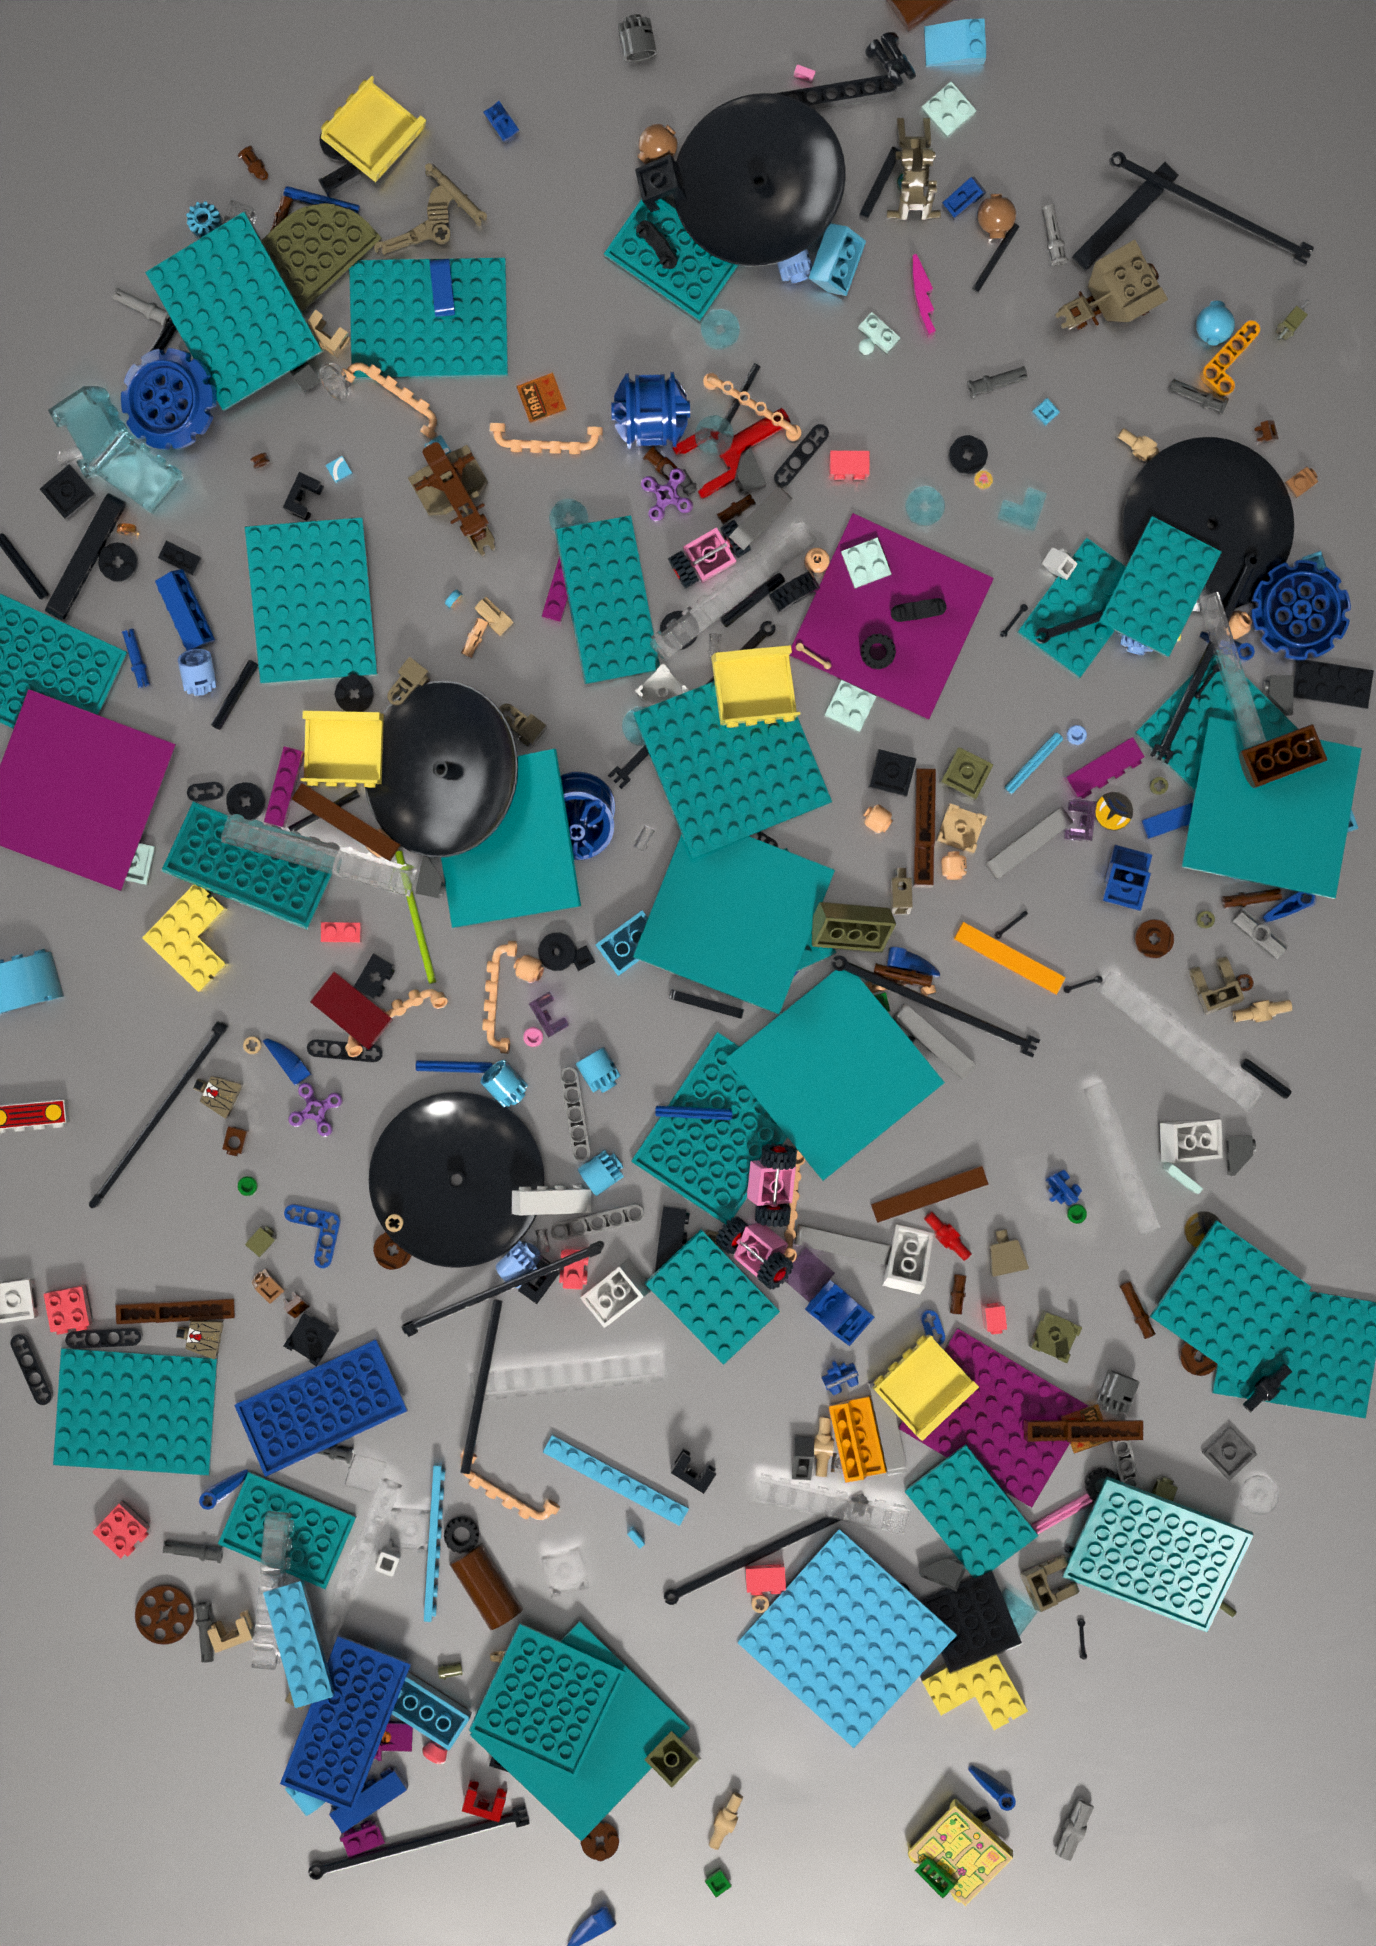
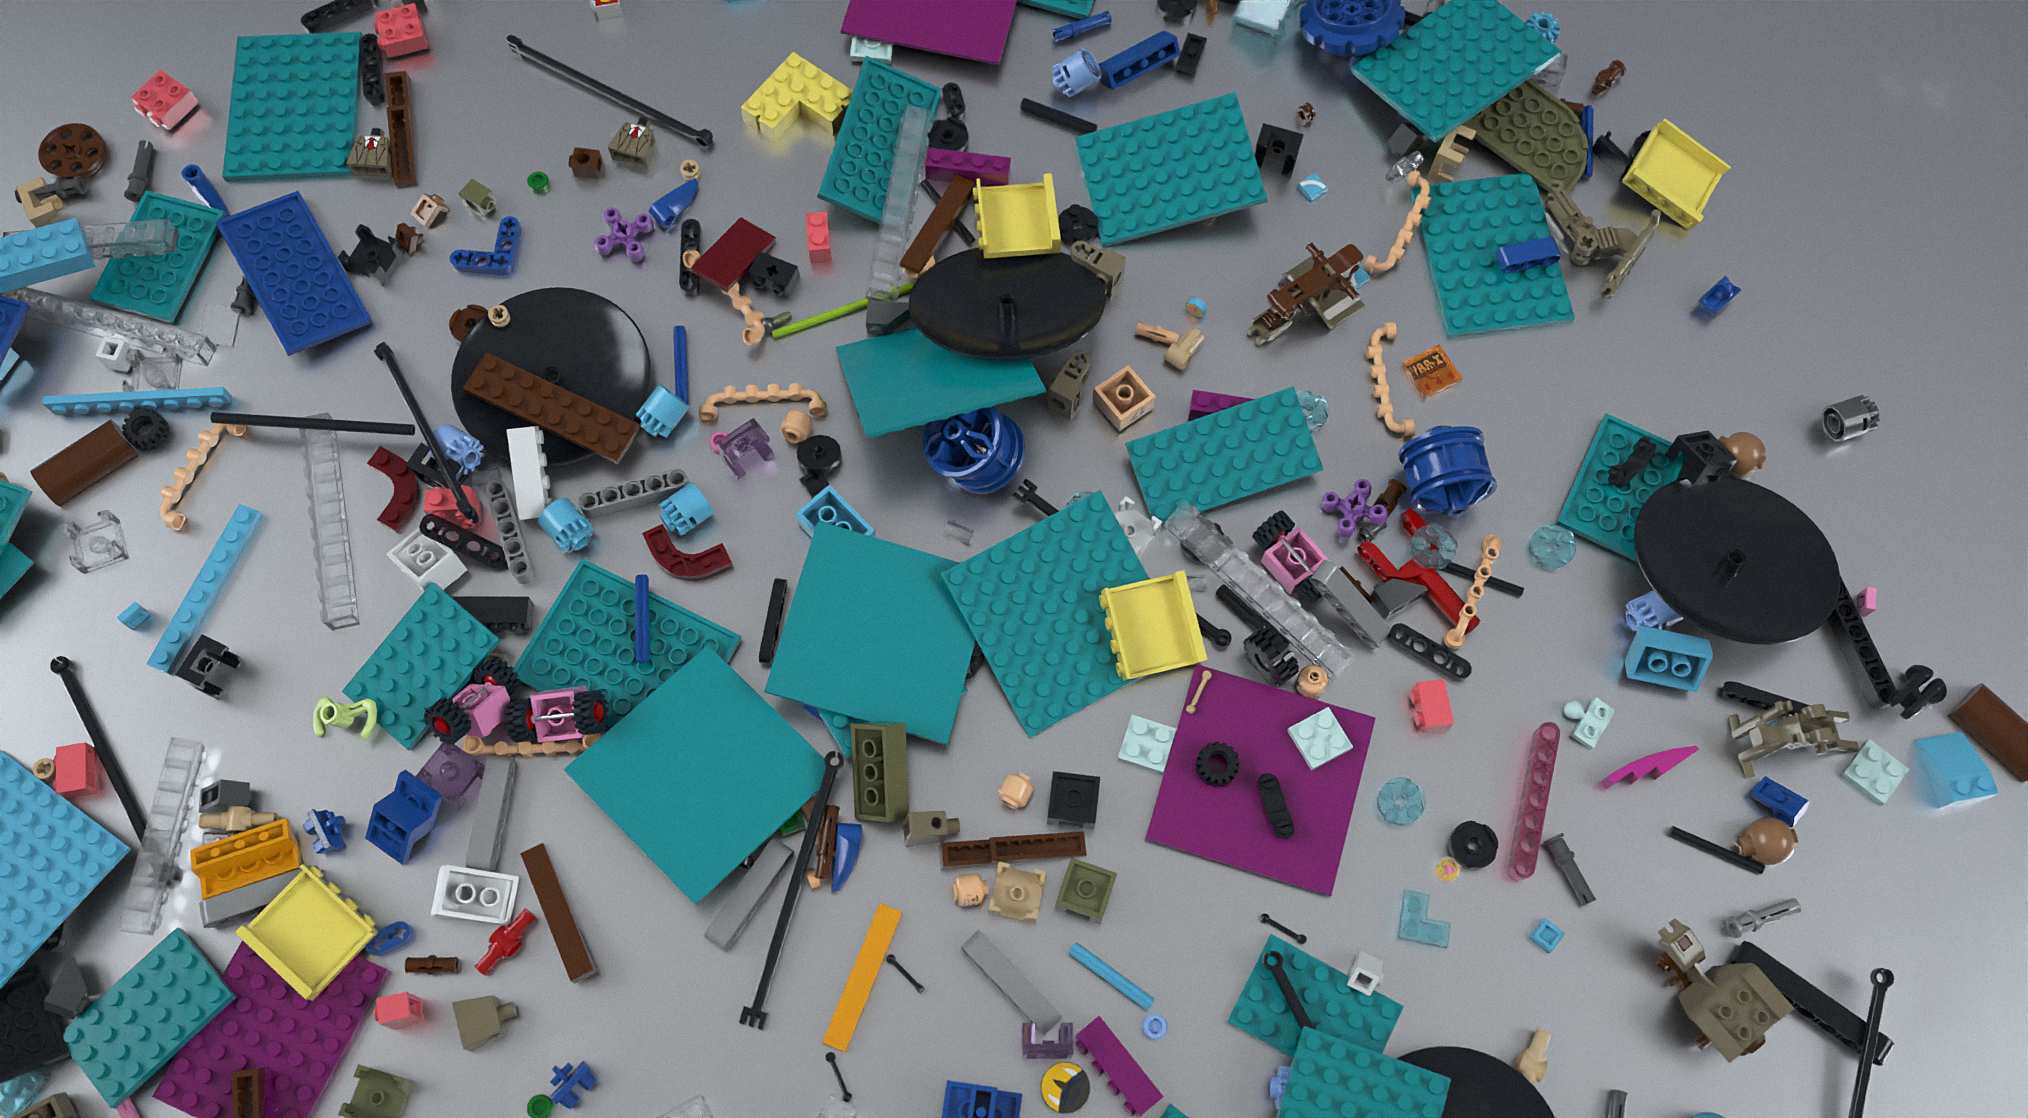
camera: 85 degrees right, 20 degrees down
(422, 984) = (770, 323): none -> piece
(490, 1179) = (552, 408): none -> reddish brown plate
(538, 678) = (1123, 398): none -> light nougat brick
(543, 1311) = (405, 488): none -> dark red plate
(596, 1279) = (461, 544): none -> black beam
(643, 1080) = (682, 564): none -> dark red plate
(747, 1362) = (343, 715): none -> yellowish green piece
(949, 398) = (1529, 811): none -> clear pink beam

